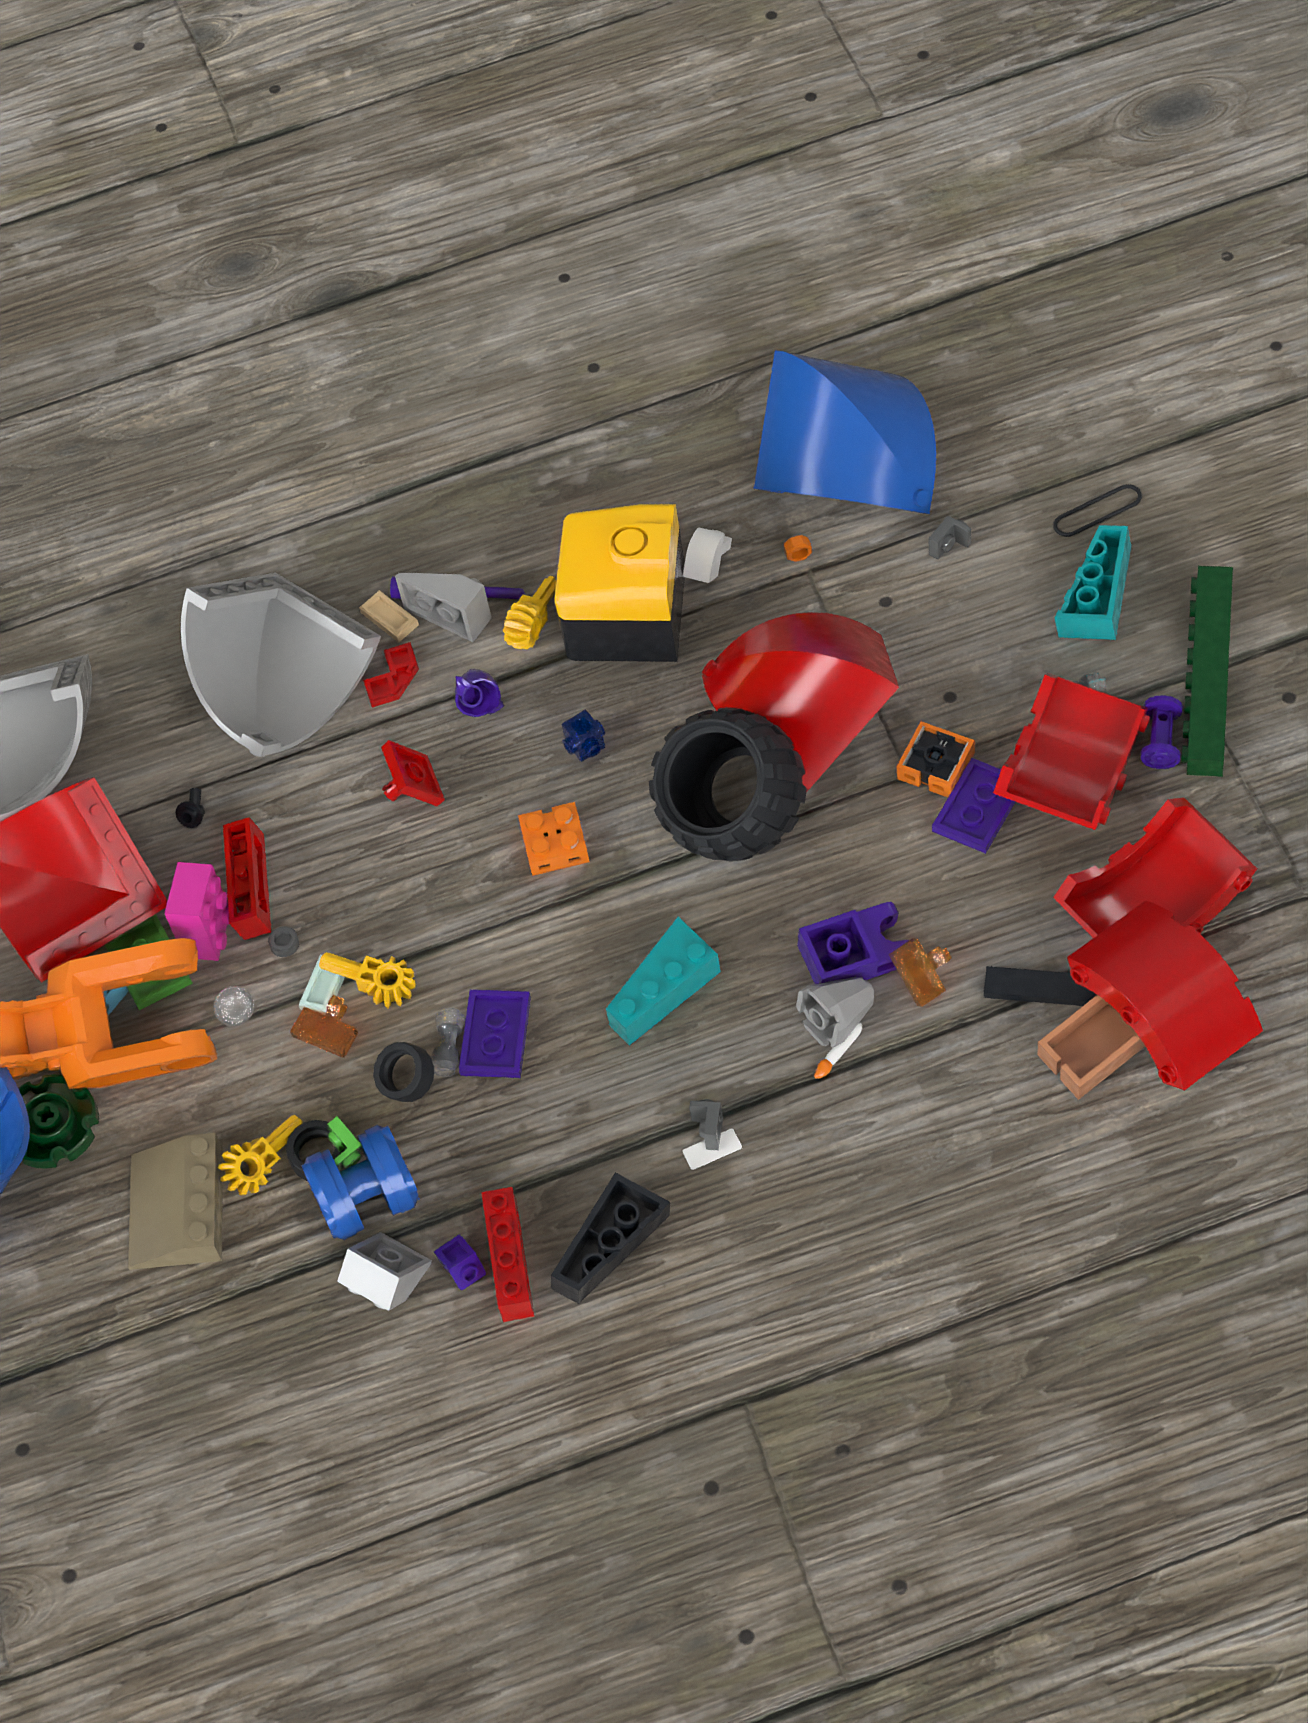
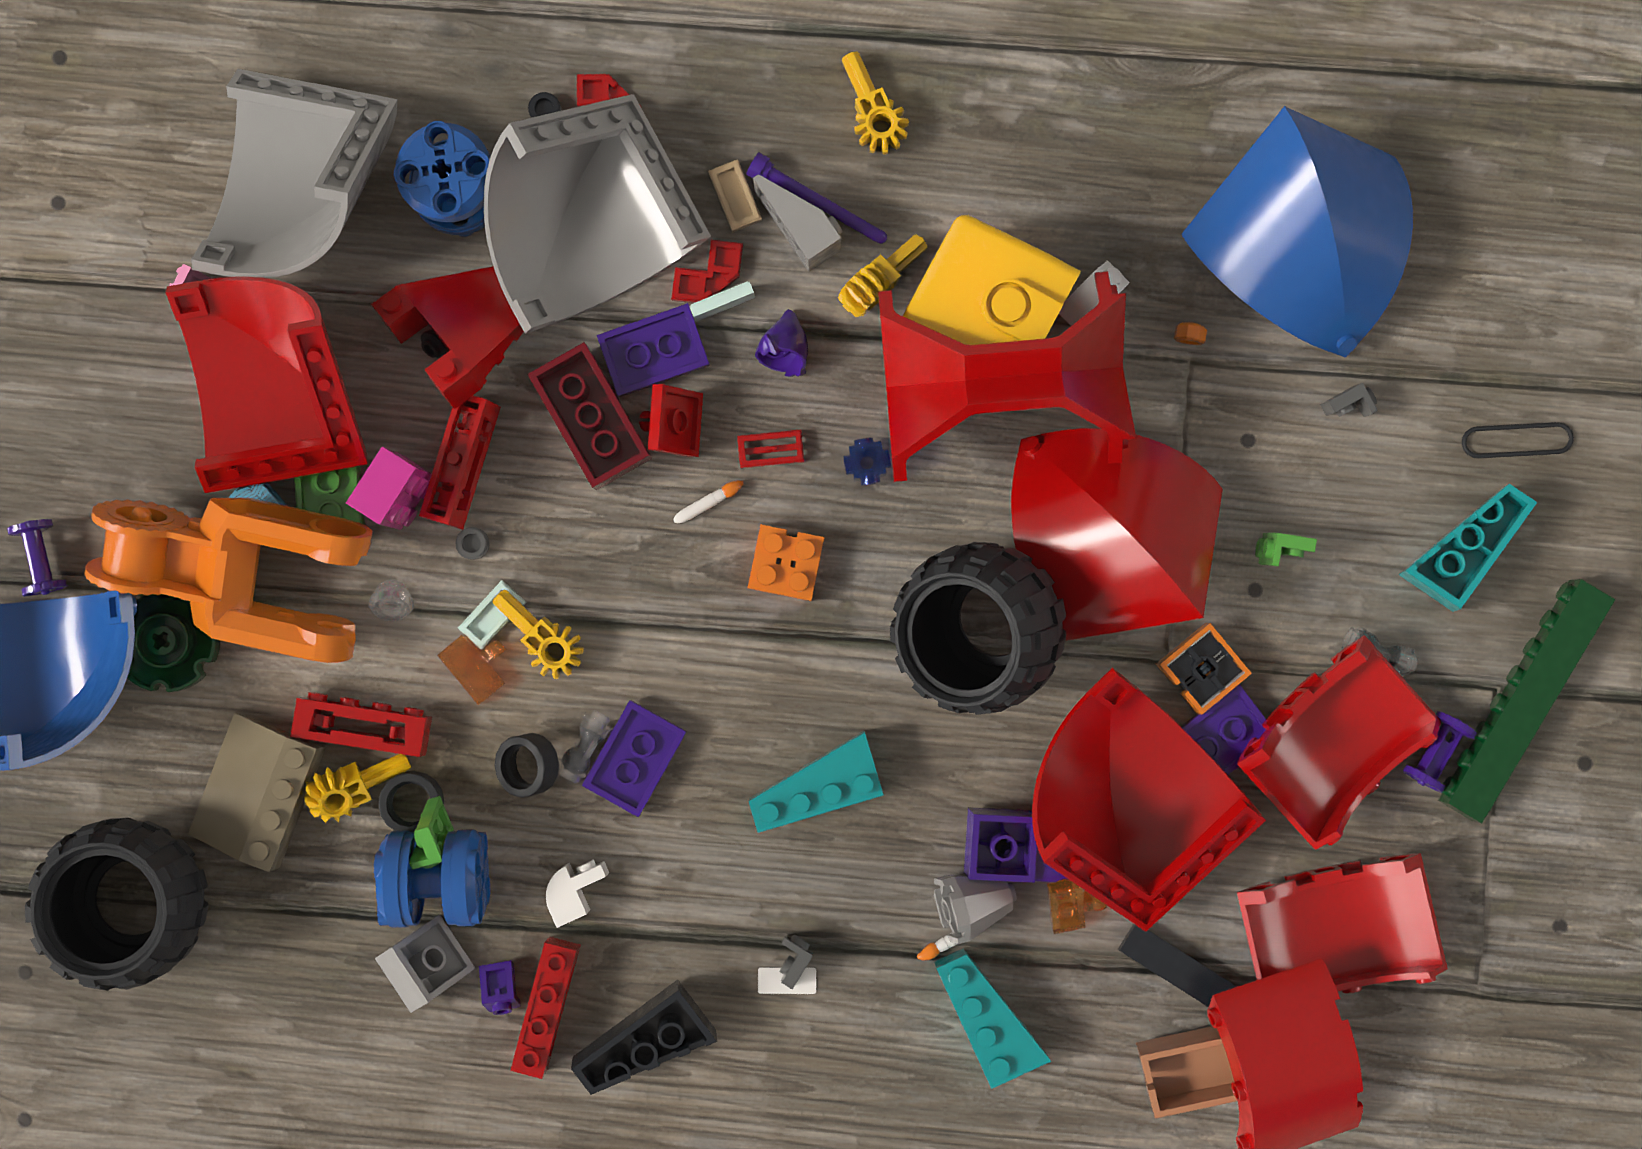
camera: 15 degrees right, 30 degrees up
(61, 1286) = (67, 913): none -> black tyre
(153, 684) = (444, 177): none -> blue wheel
(212, 777) = (466, 315): none -> red wedge
(249, 1108) = (308, 717): none -> red brick
(341, 802) = (589, 416): none -> dark red brick
(358, 747) = (653, 350): none -> dark purple plate
(412, 684) = (722, 301): none -> light aqua tile
(469, 825) = (708, 501): none -> white piece
(475, 517) = (873, 107): none -> yellow gear
(484, 1154) = (564, 891): none -> white brick
(504, 772) = (770, 449): none -> red tile
(595, 616) = (942, 381): none -> red panel
(900, 1091) = (995, 1032): none -> teal wedge
(929, 859) = (1134, 804): none -> red panel
(949, 643) = (1276, 544): none -> bright green bracket

